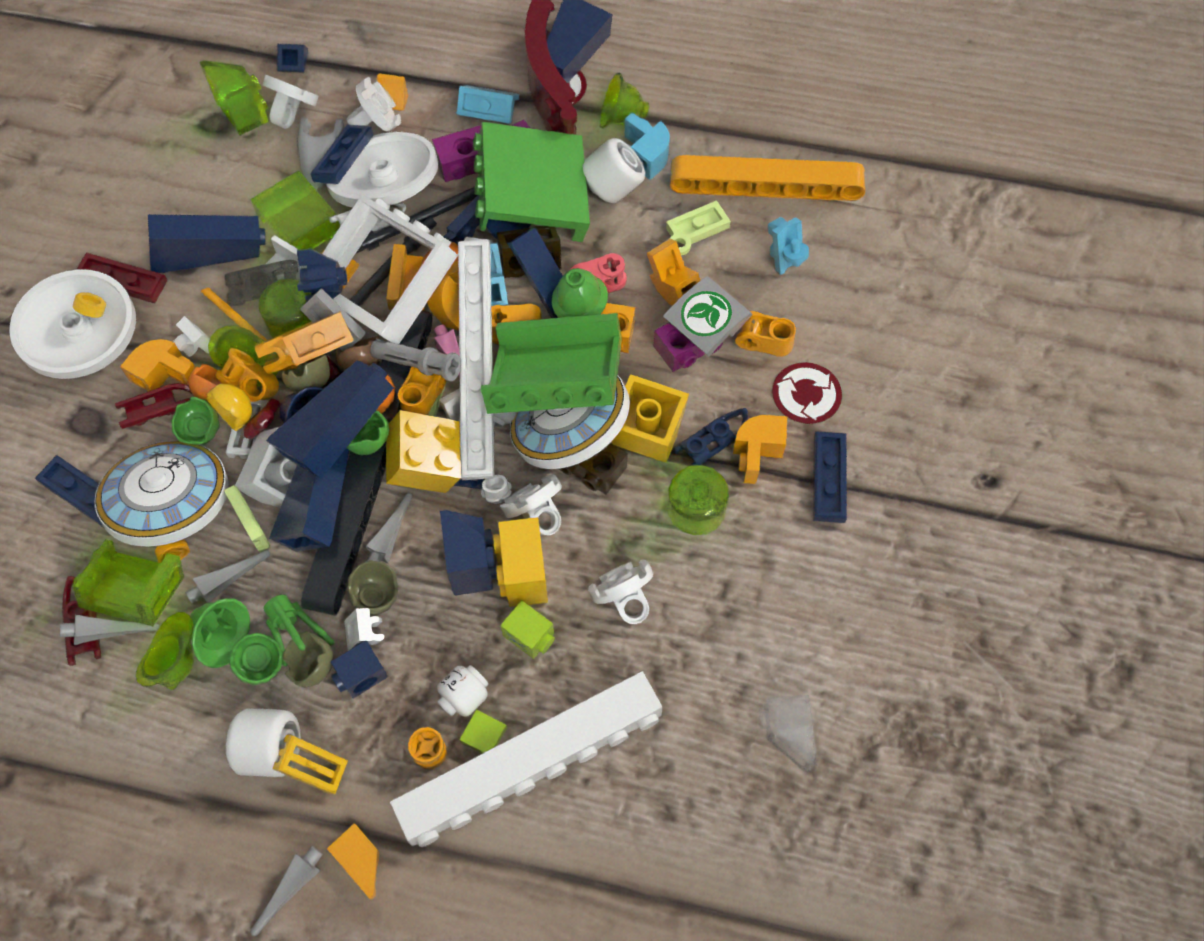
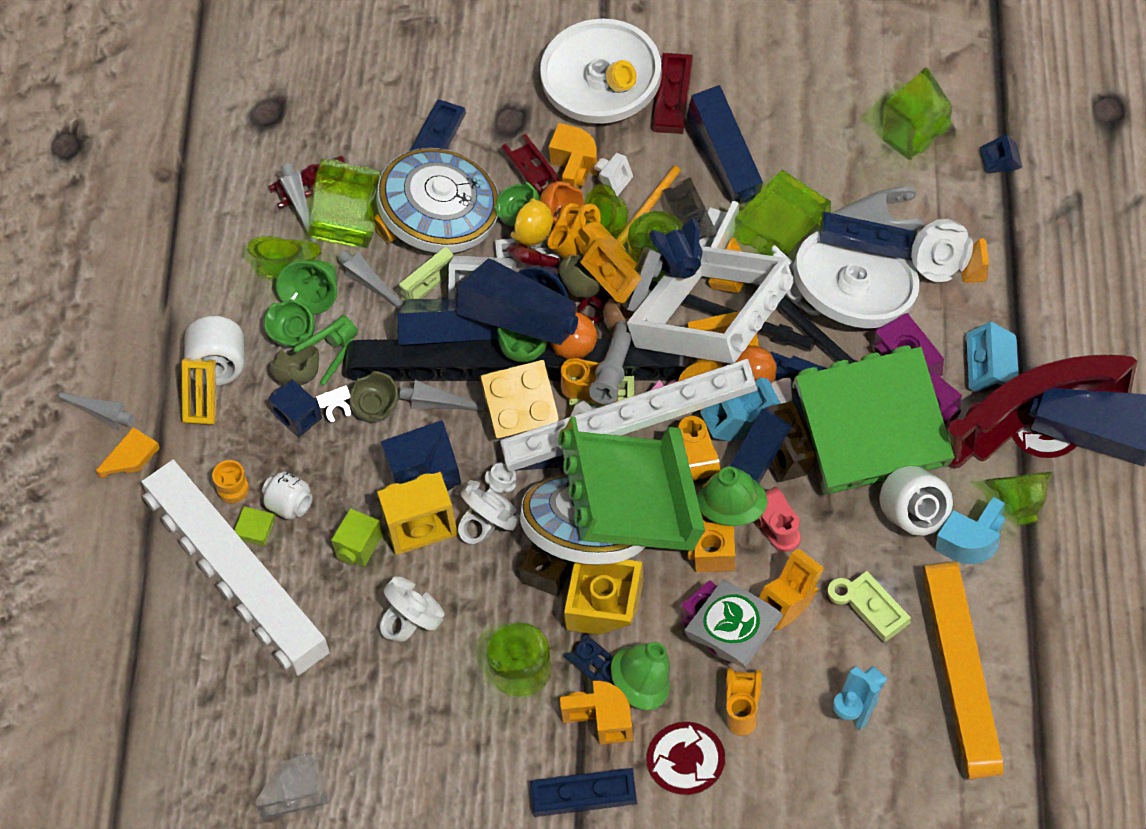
camera: 85 degrees right, 5 degrees down
(286, 101) = (932, 164): white tile -> none
(728, 401) = (642, 674): none -> bright green hat

